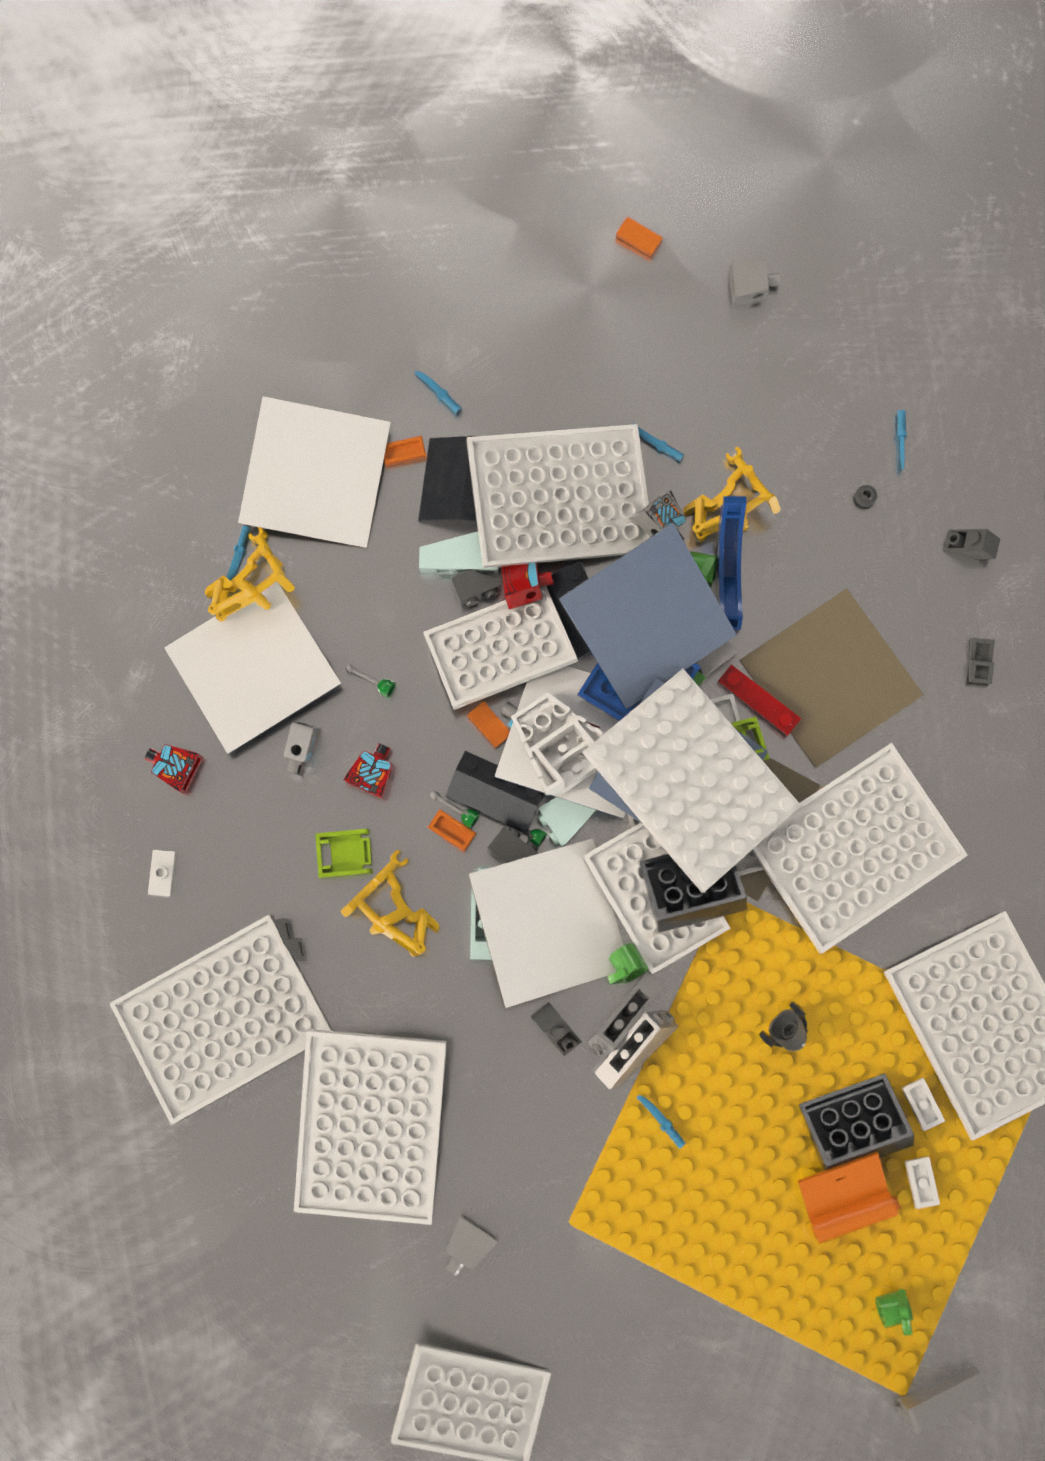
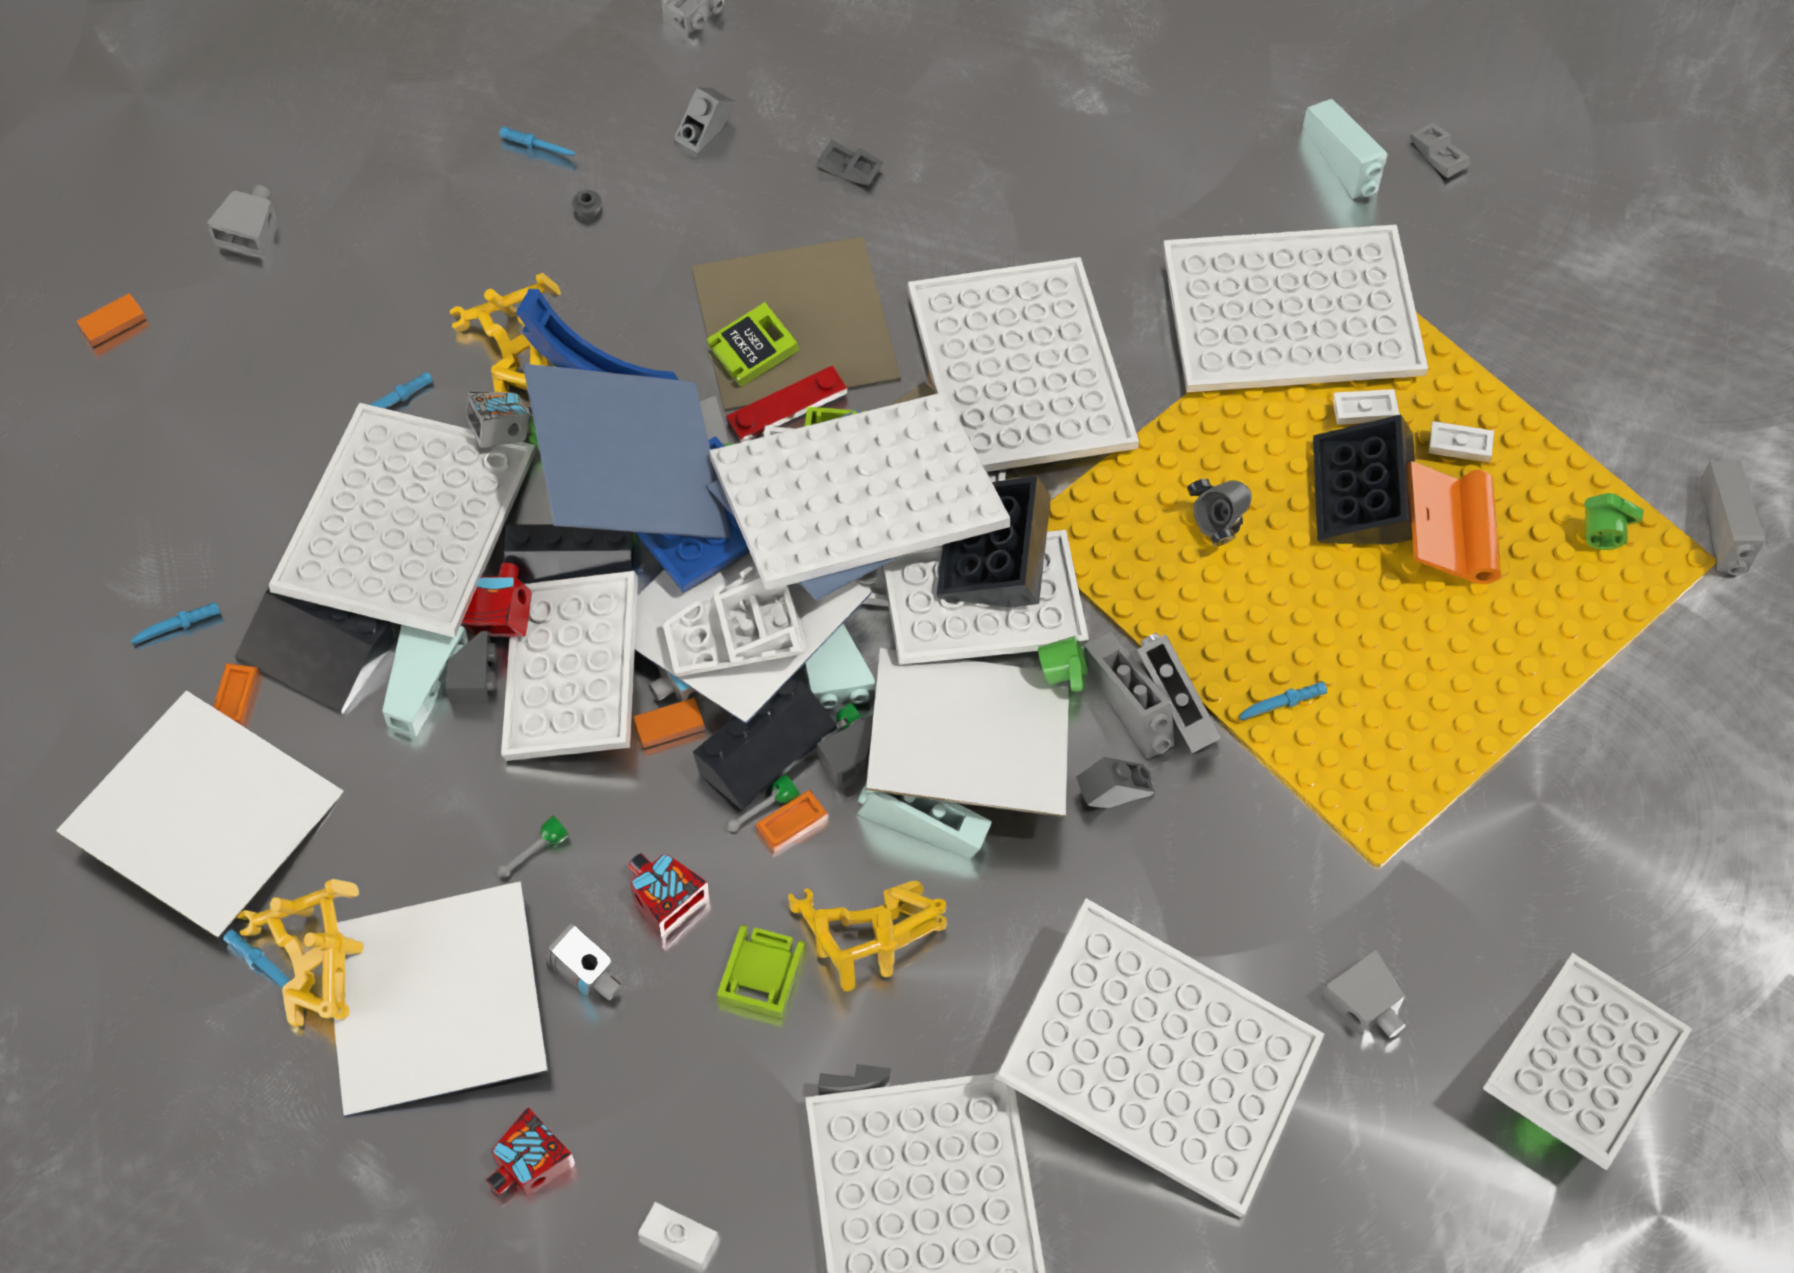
camera: 75 degrees left, 20 degrees down
(791, 656) = (749, 347): none -> lime container

